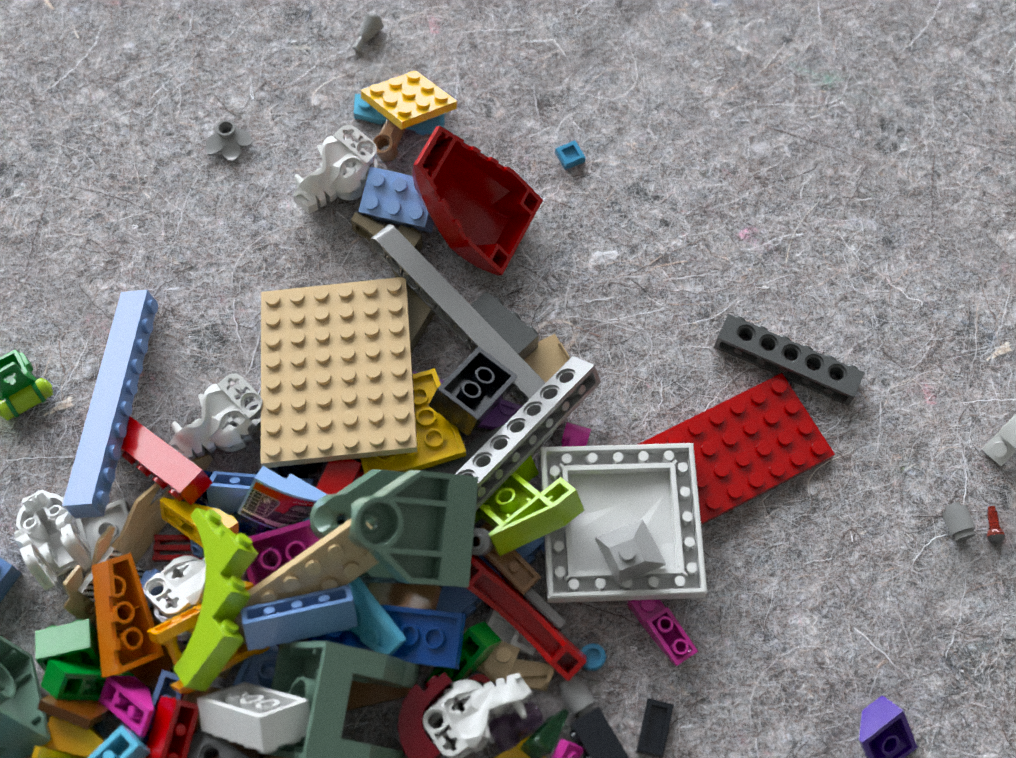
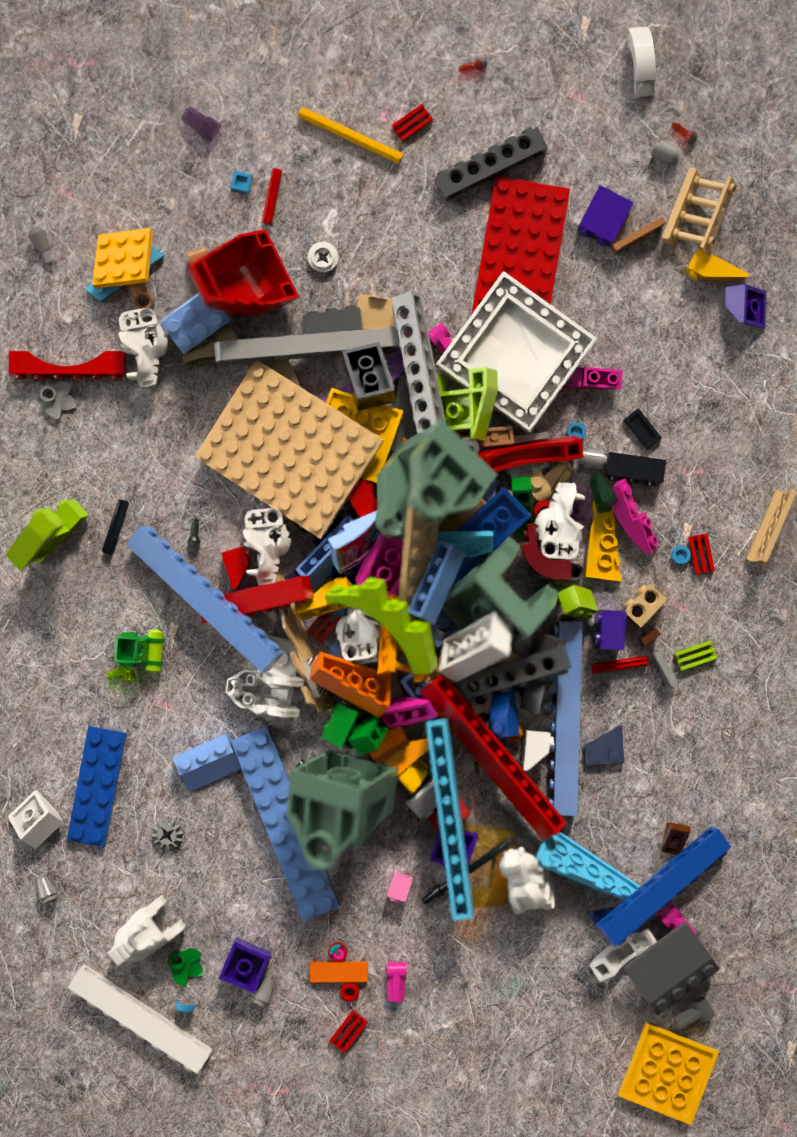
camera: 50 degrees left, 20 degrees up
(66, 207) = (45, 533): none -> lime wedge
(135, 275) = (115, 527): none -> black axle
(174, 356) = (194, 541): none -> pearl dark grey piece
(178, 407) = (236, 564): none -> red slope
(292, 155) = (107, 364): none -> red arch
(554, 266) = (324, 248): none -> white gear
(580, 188) = (272, 195): none -> red axle
(594, 87) = (205, 126): none -> clear purple piece
(630, 551) = (539, 362): light grey slope -> none
(699, 216) = (350, 135): none -> yellow axle
(762, 257) = (425, 113): none -> red tile
(839, 509) = (604, 216): none -> dark purple brick
(850, 559) = (638, 235): none -> medium nougat tile
(872, 280) = (480, 64): none -> clear red piece
(886, 663) = (712, 268): none -> yellow slope
(926, 579) = (686, 198): none -> tan fence

